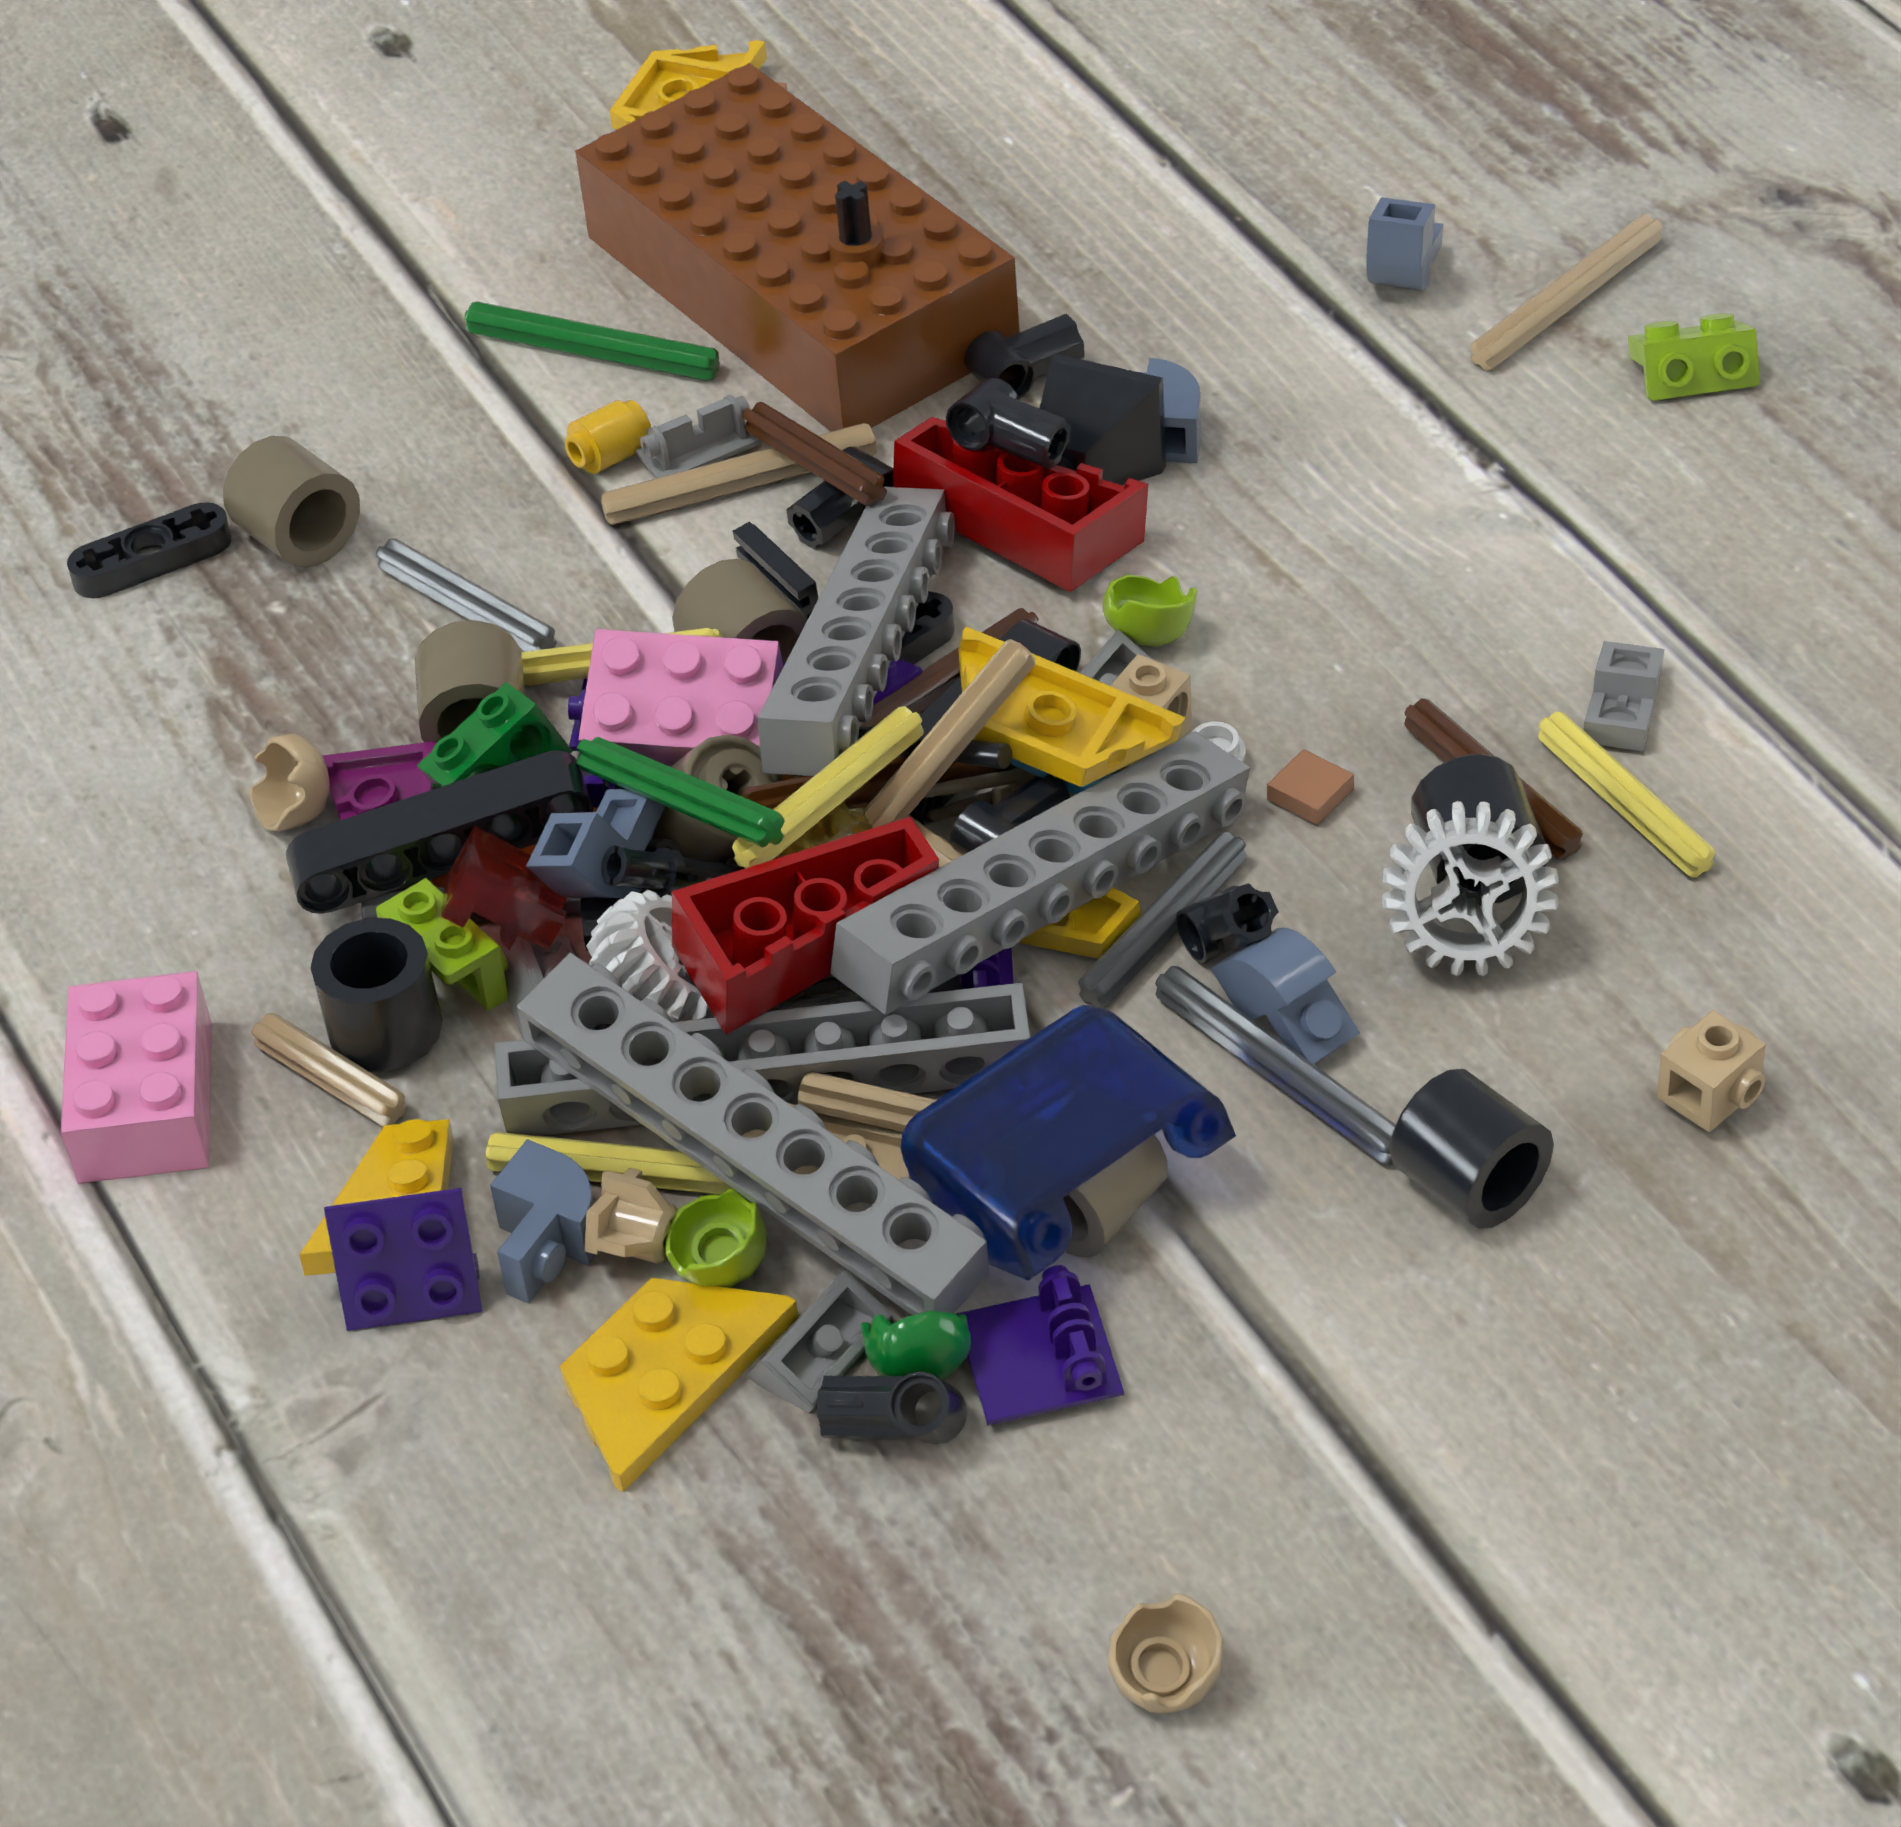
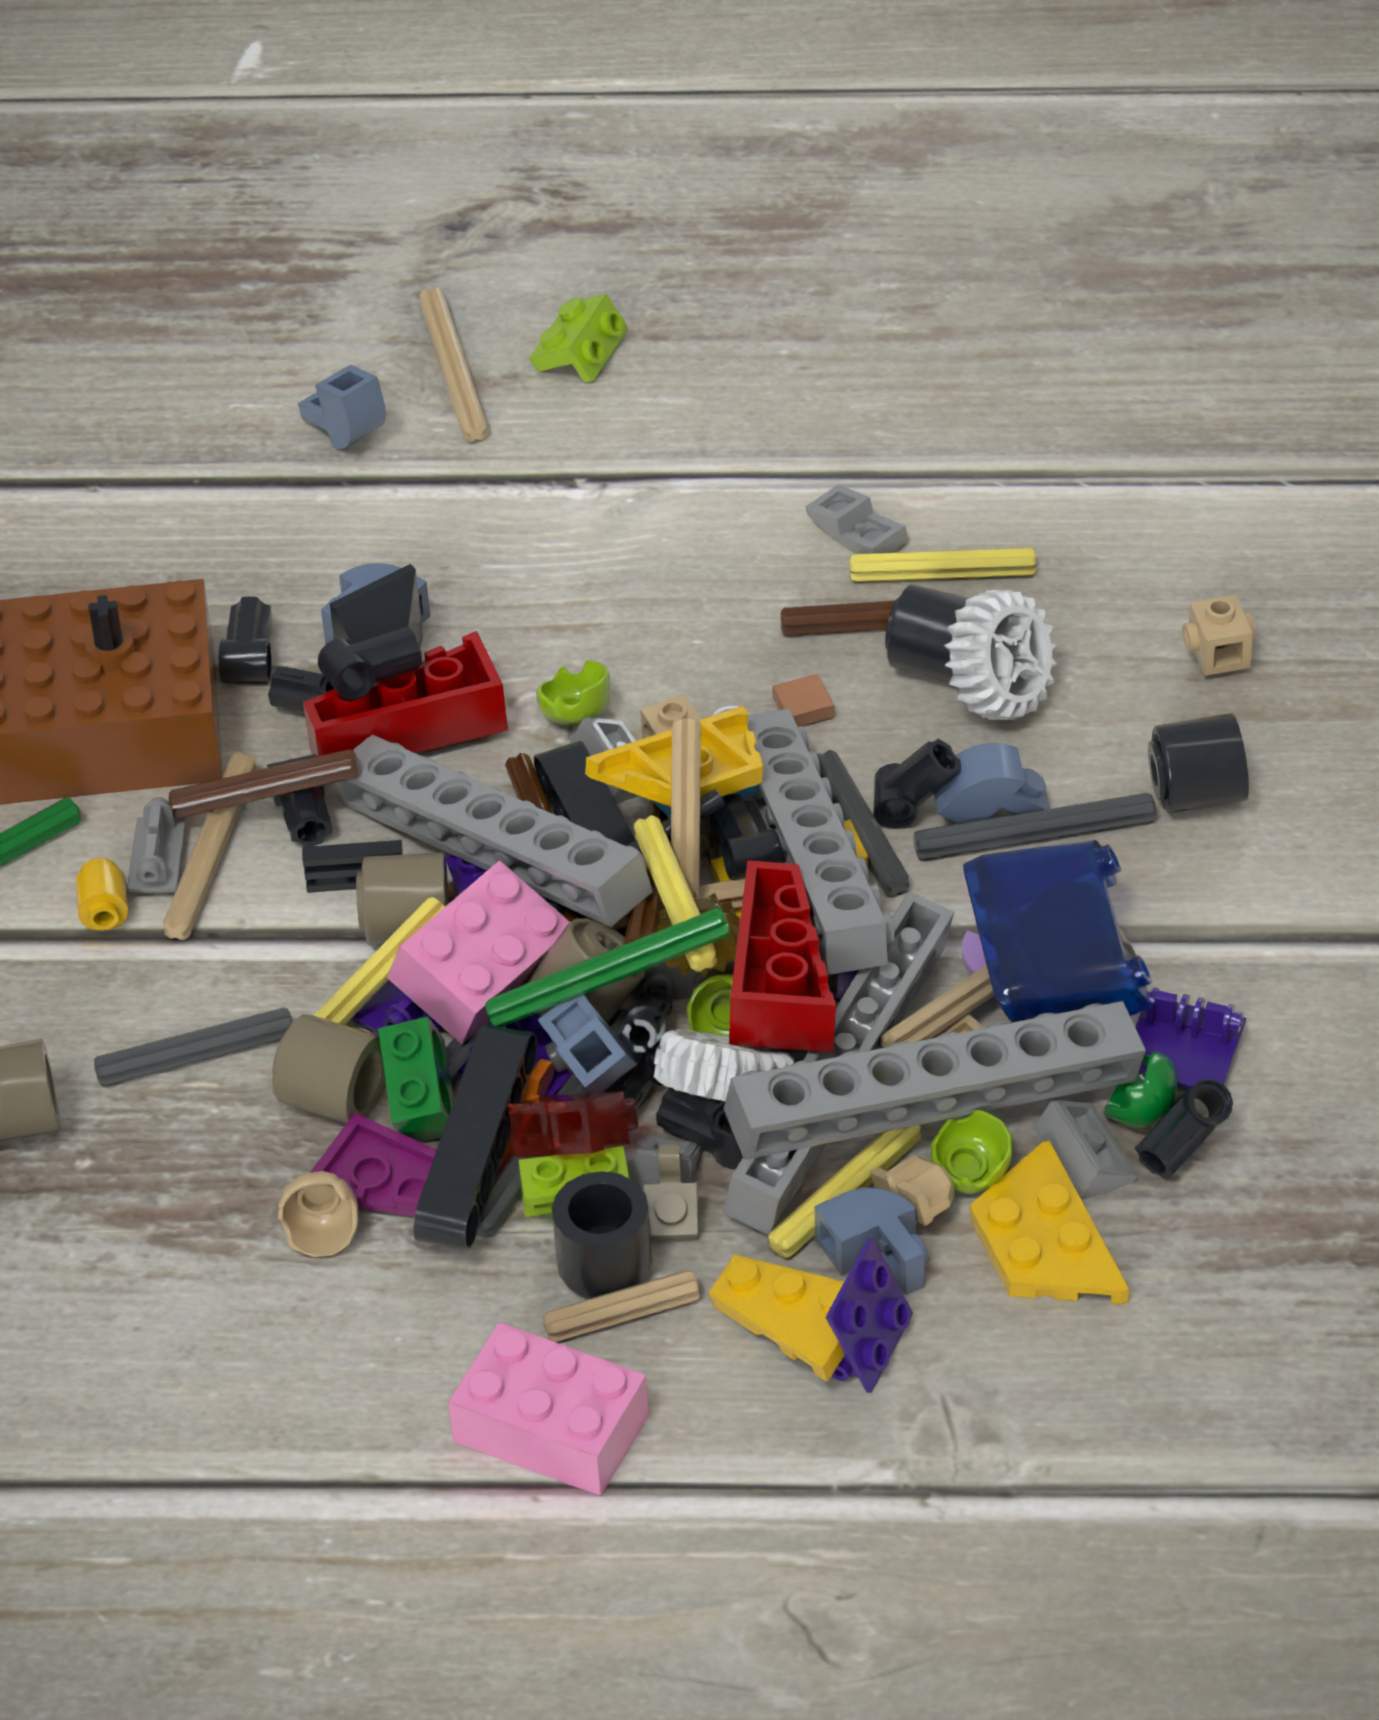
camera: 60 degrees left, 0 degrees up
(471, 1034) = (672, 1203): none -> dark tan plate

